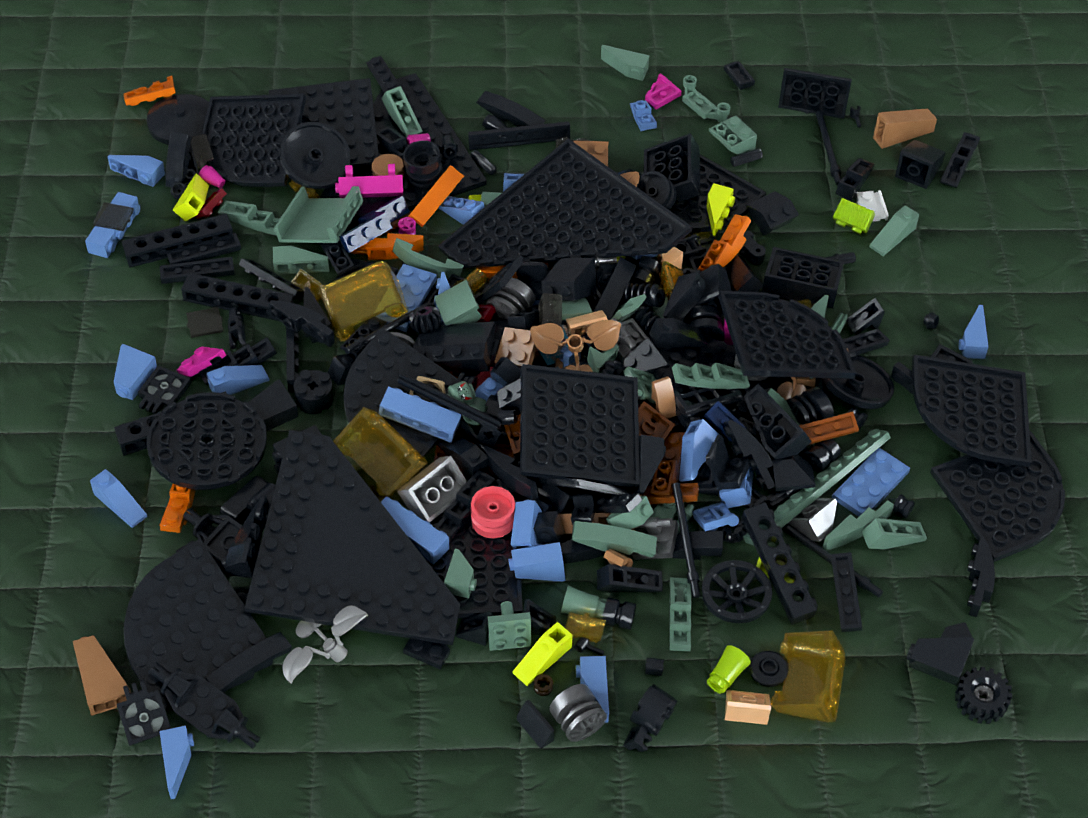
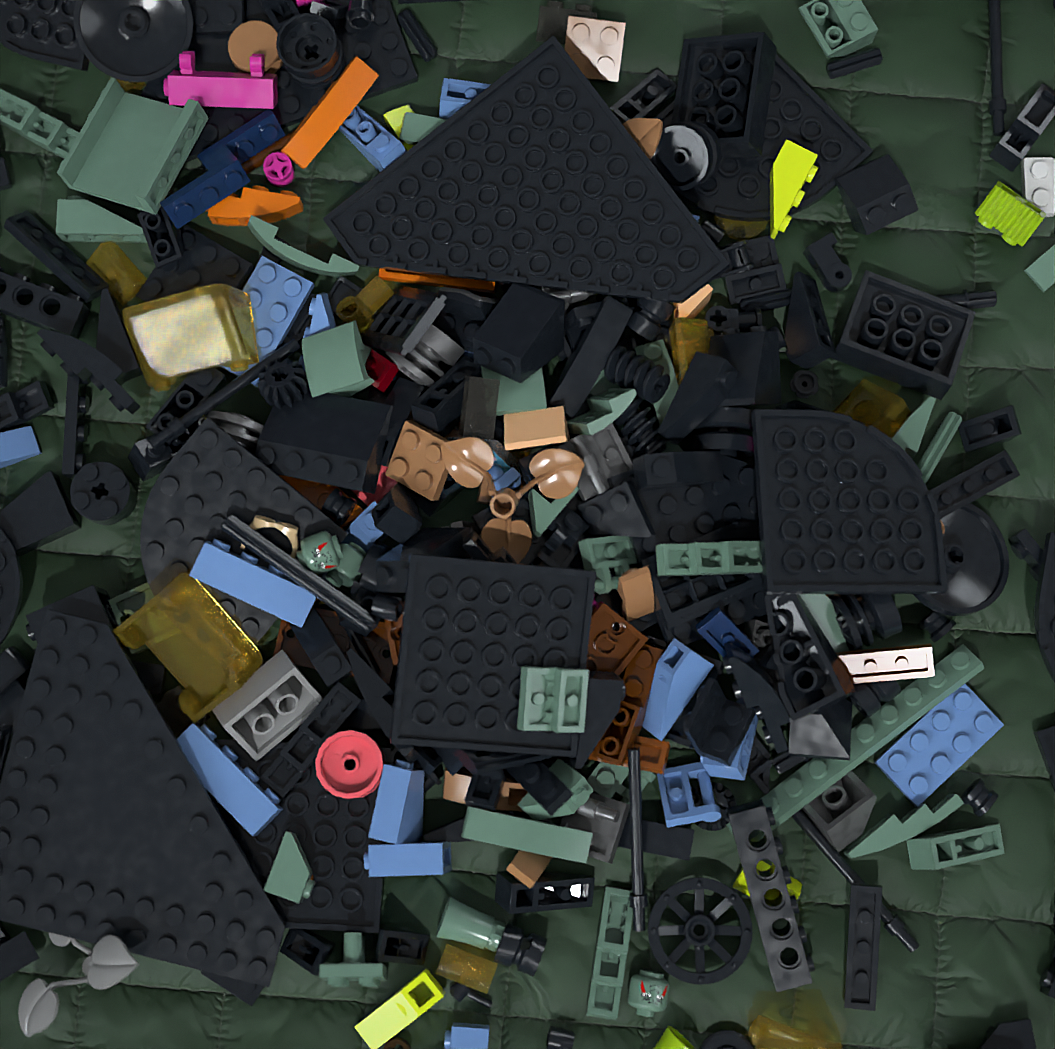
camera: 10 degrees right, 30 degrees up
(549, 528) = (432, 808): black slope -> none
(620, 446) = (552, 699): none -> sand green slope
(709, 631) = (648, 992): none -> sand green head
(731, 242) = (788, 272): orange slope -> none

